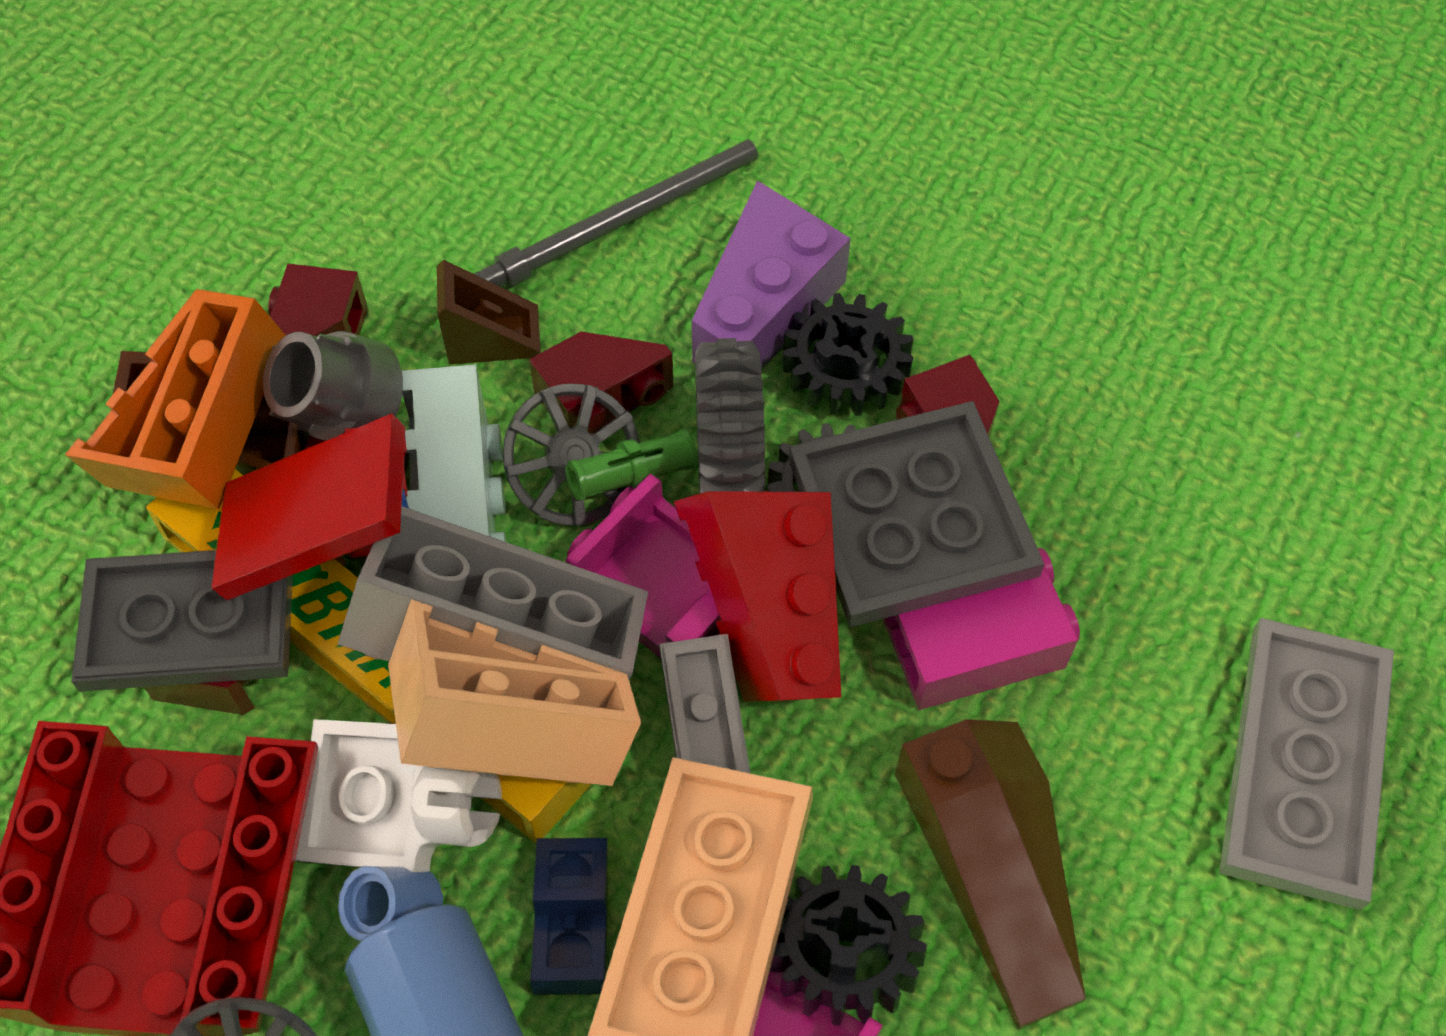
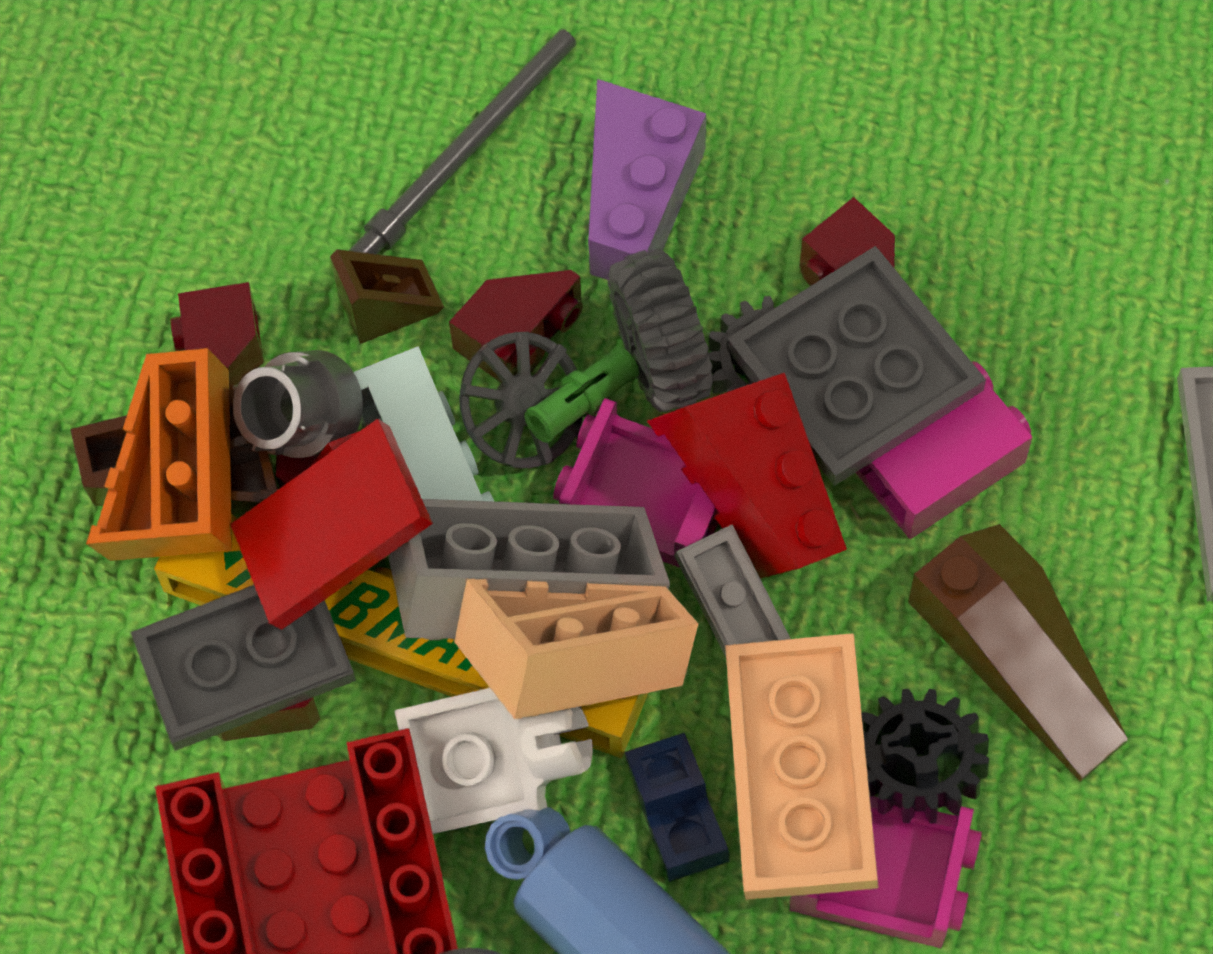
camera: 15 degrees left, 5 degrees up
(847, 354) = (737, 226): black gear -> none

